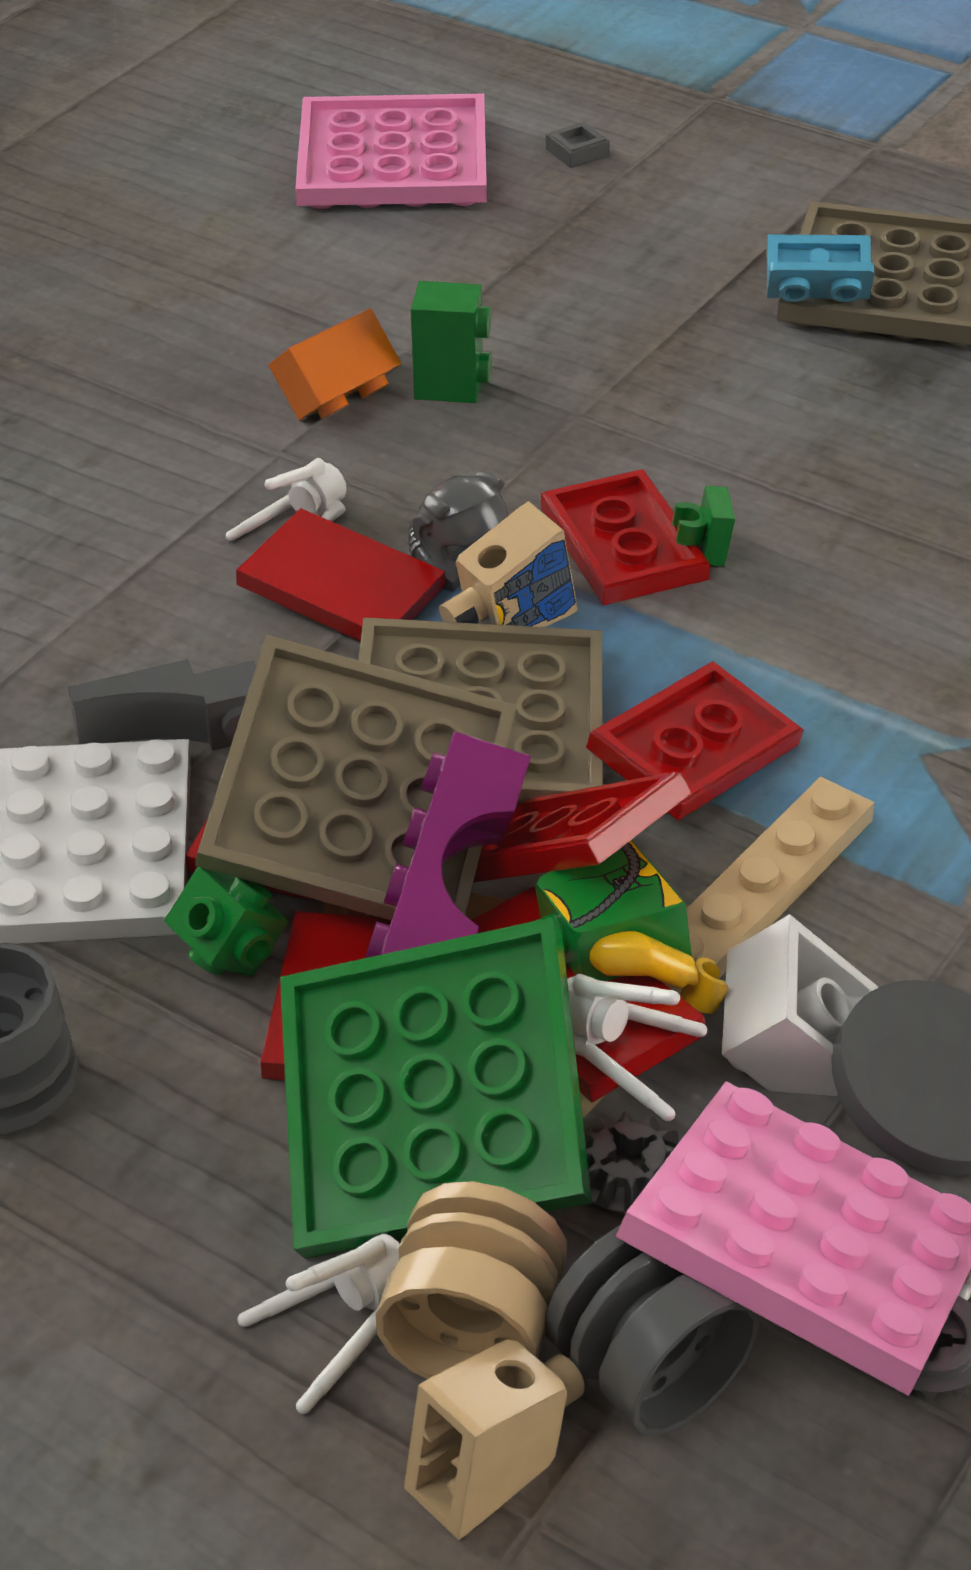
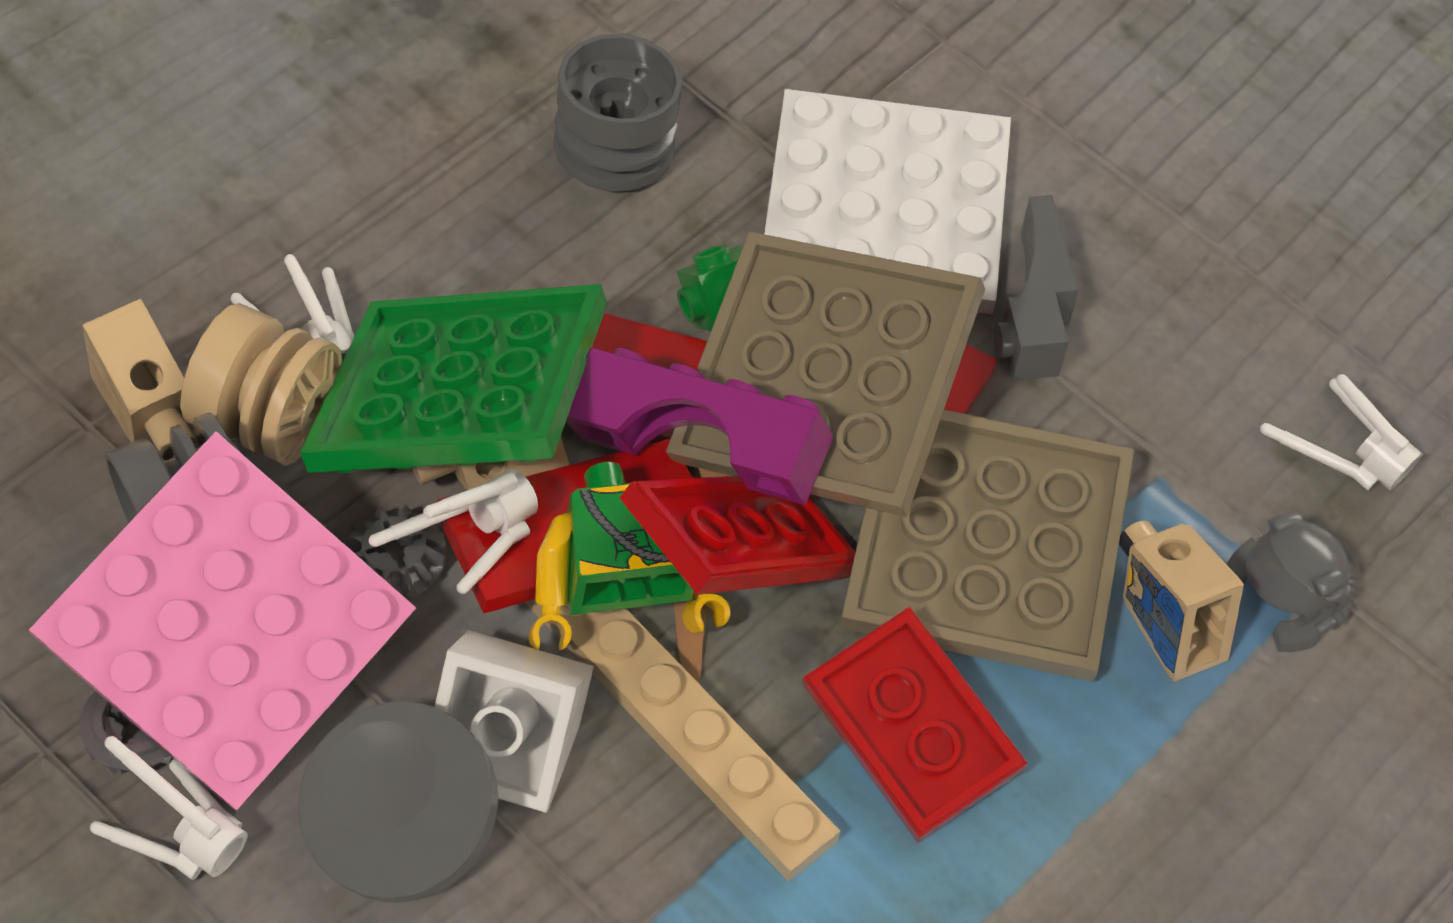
camera: 95 degrees right, 15 degrees up
(338, 575) = (1233, 459): red tile -> none
(623, 537) = (1294, 750): red tile -> none
(707, 525) = (1275, 828): green tile -> none

